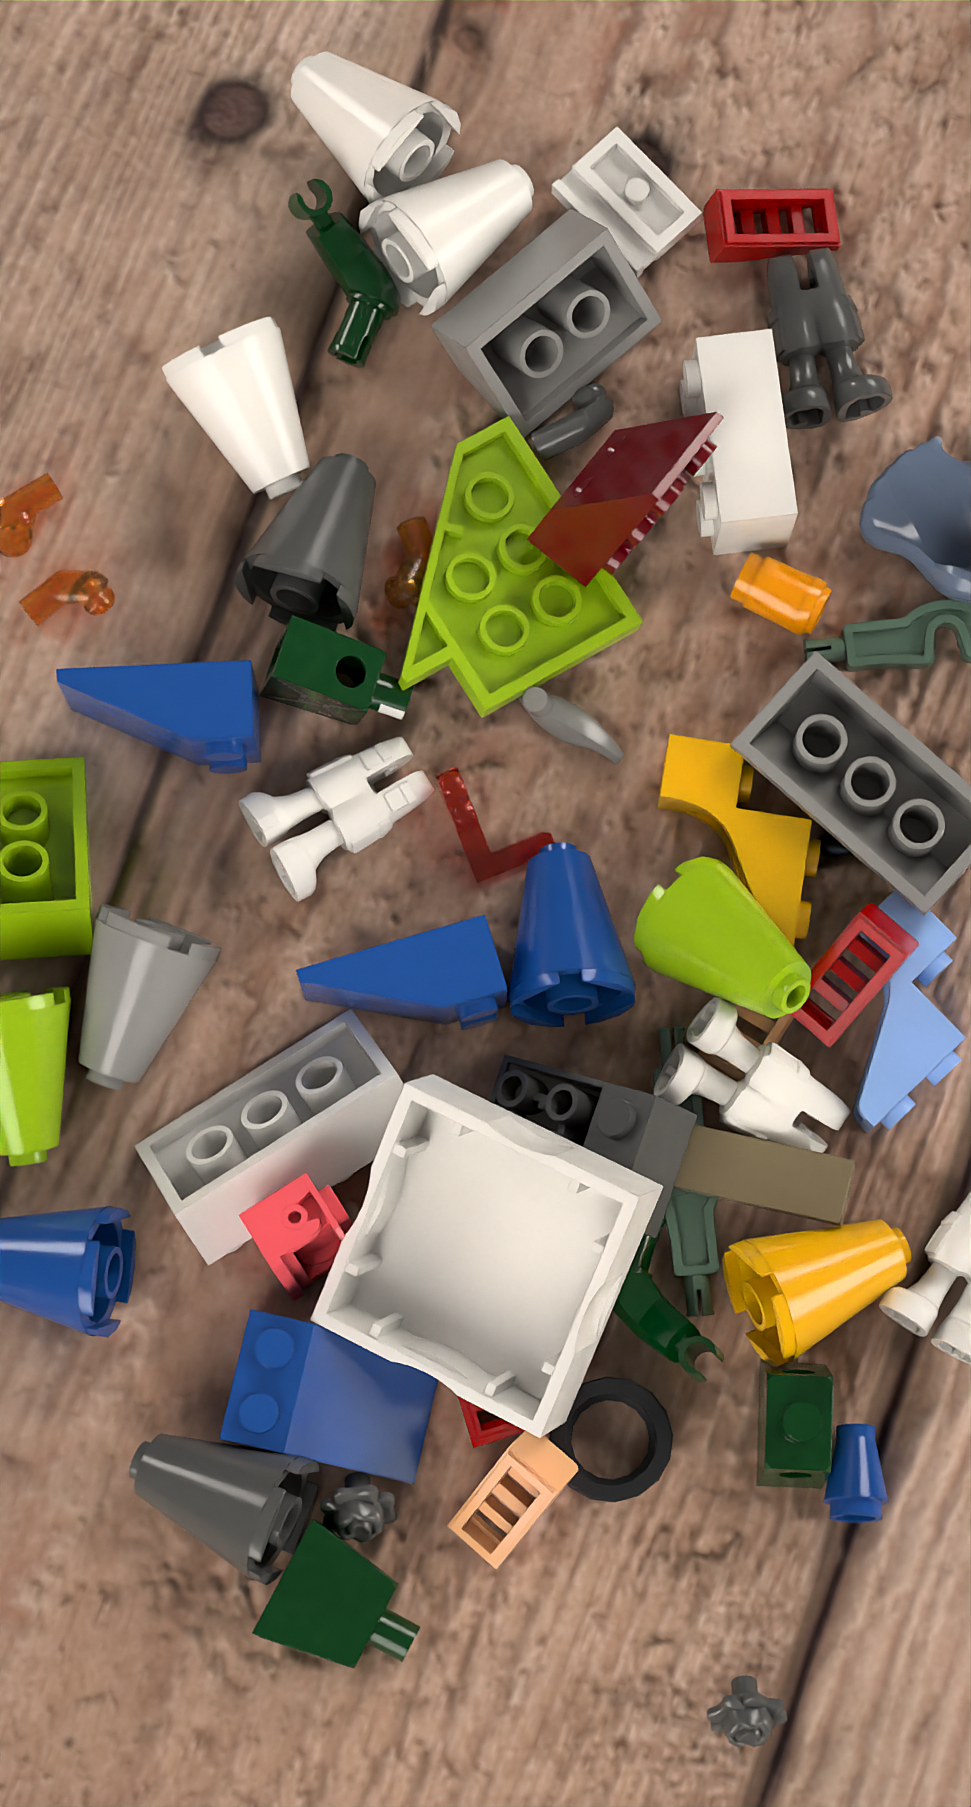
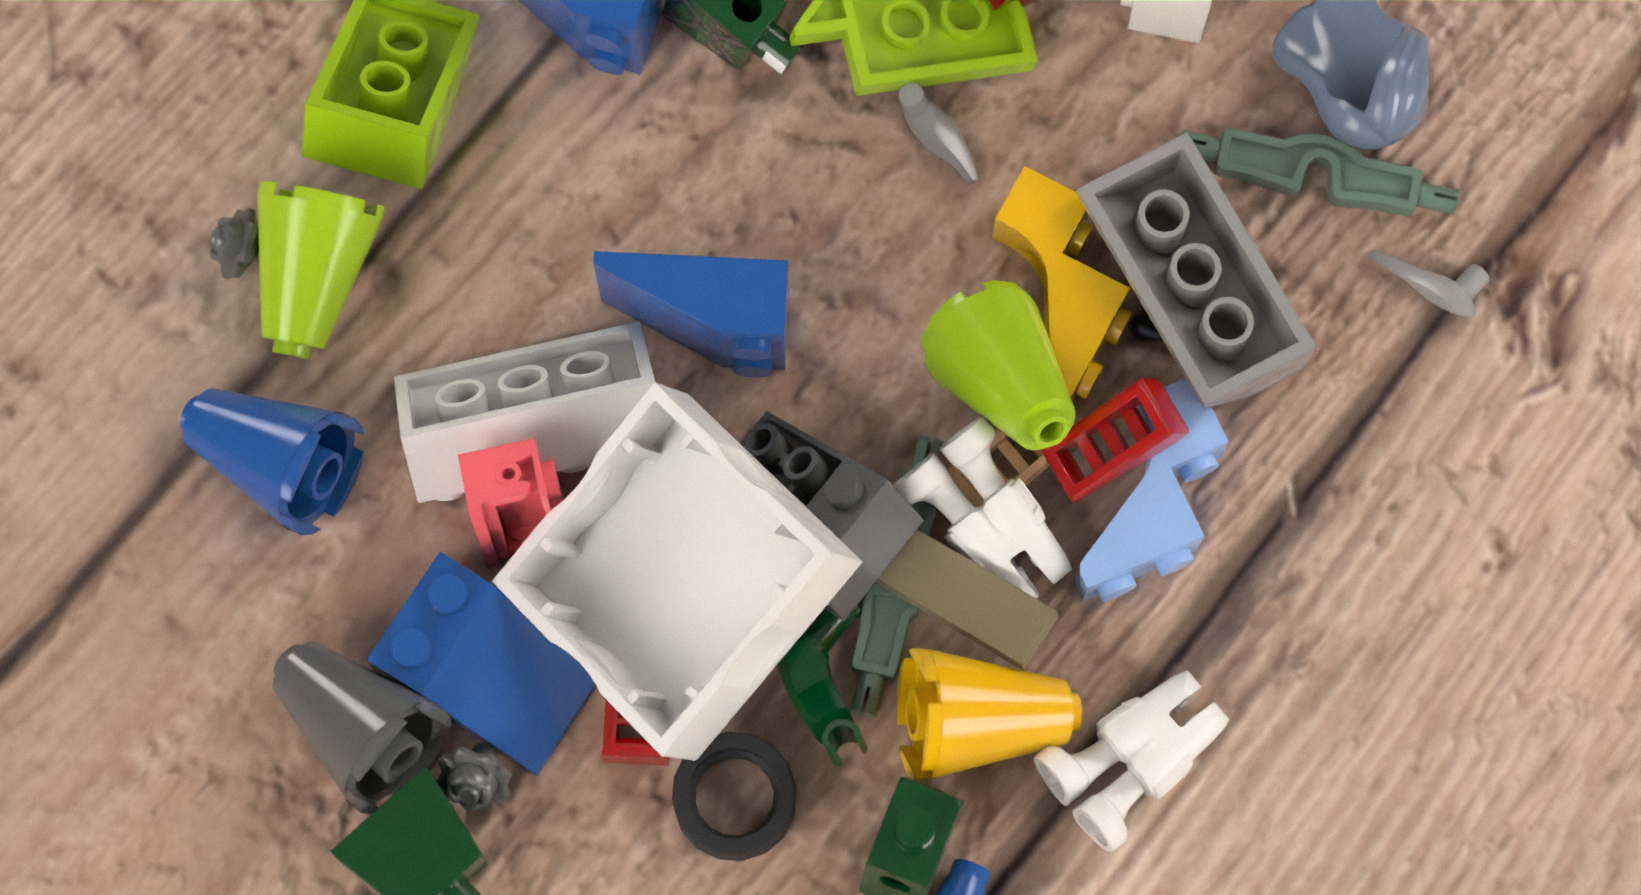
camera: 20 degrees right, 5 degrees down
(137, 992) = (445, 234): light grey cone -> none
(348, 797) = (708, 133): white piece -> none
(466, 823) = (810, 230): clear red piece -> none
(538, 1468) = (655, 796): light nougat slope -> none
(567, 945) = (858, 328): blue cone -> none
(781, 594) = (1177, 80): light orange piece -> none

